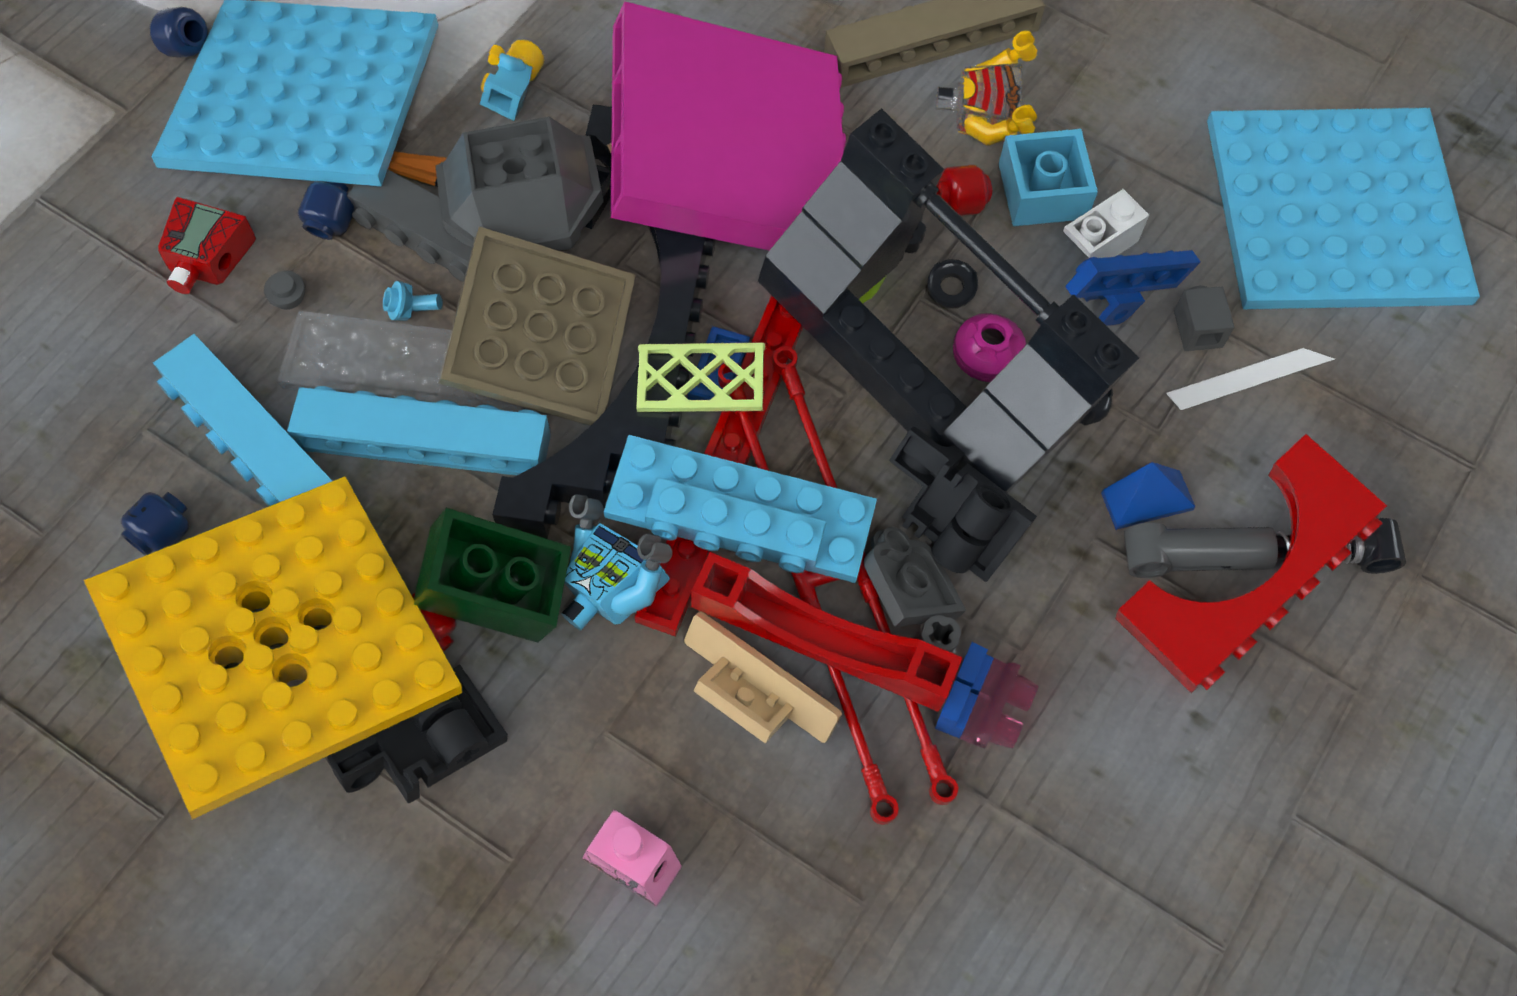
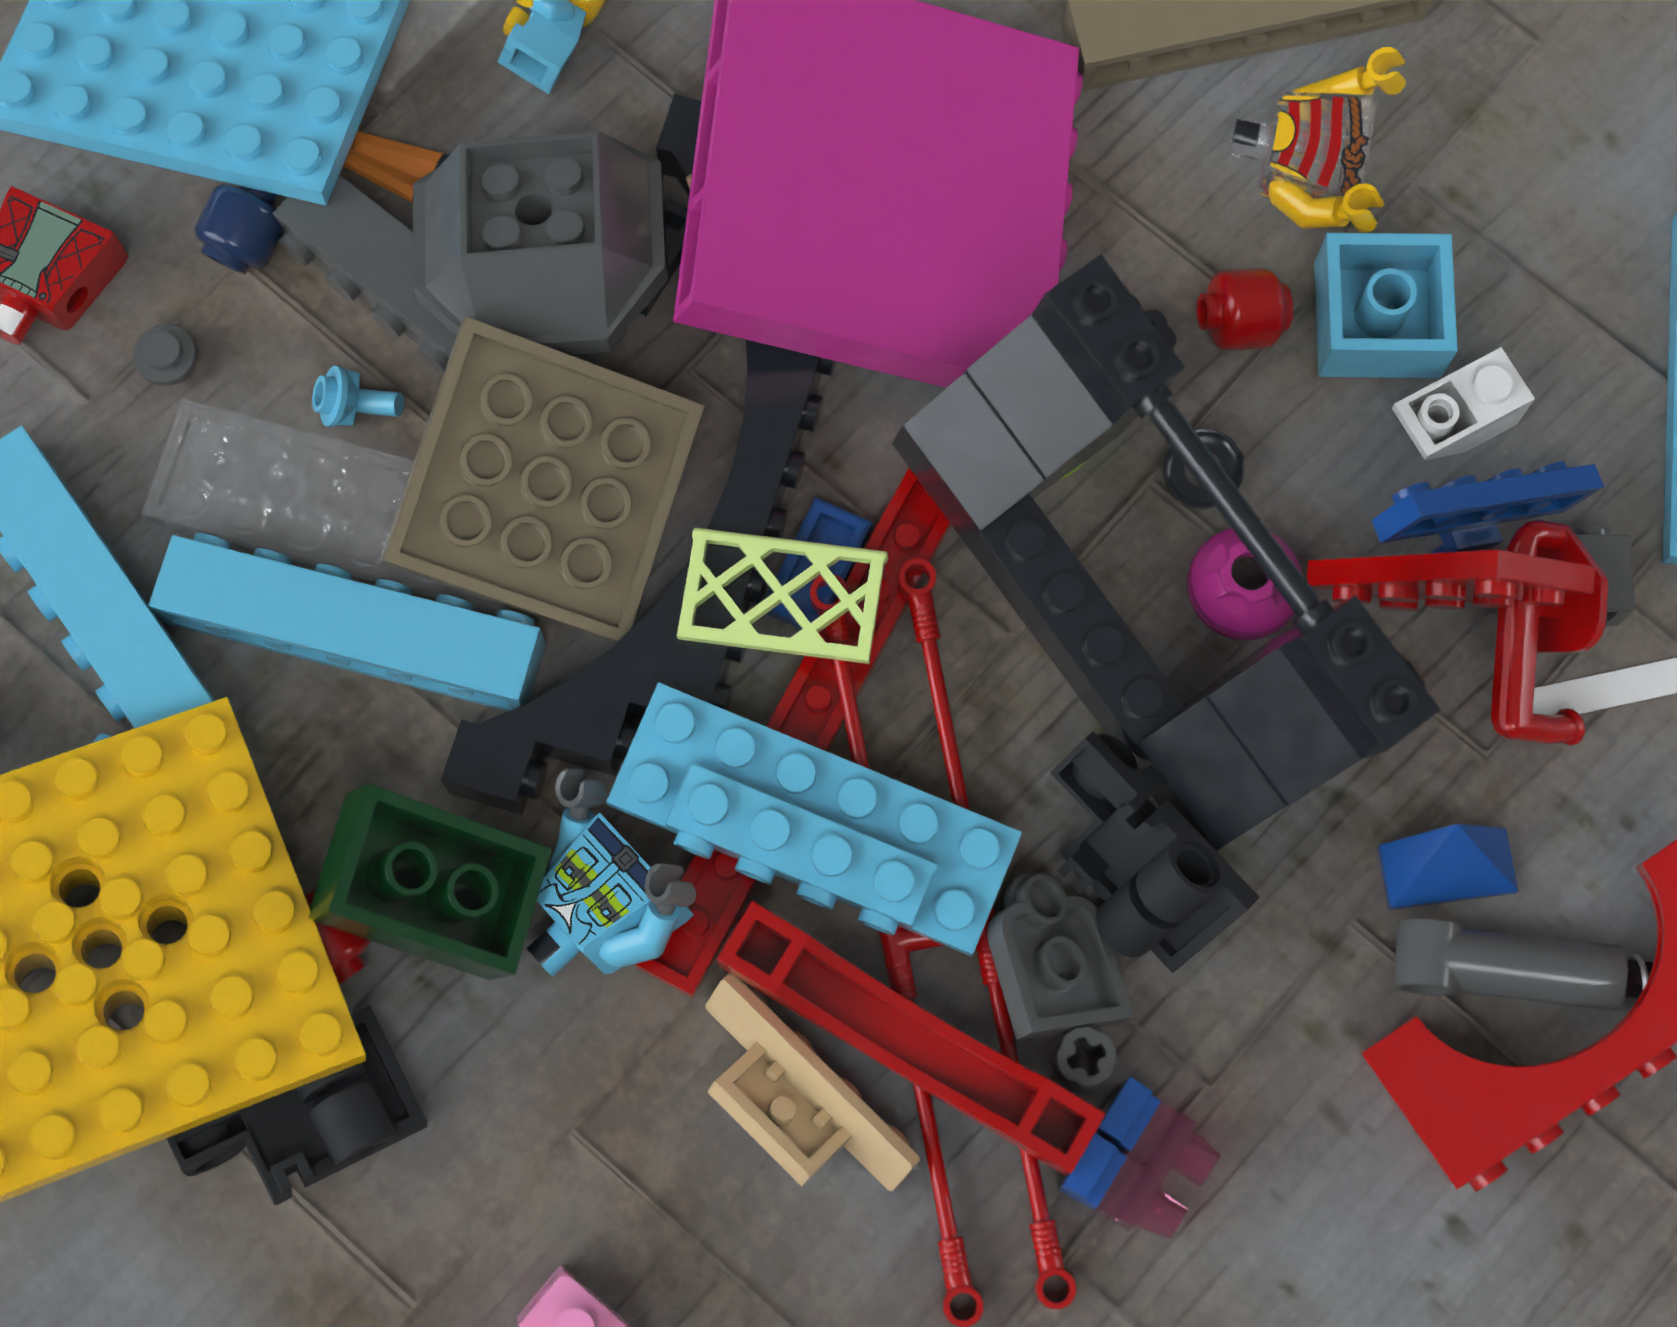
camera: 10 degrees right, 10 degrees up
(1176, 316) = (1546, 599): none -> red plate

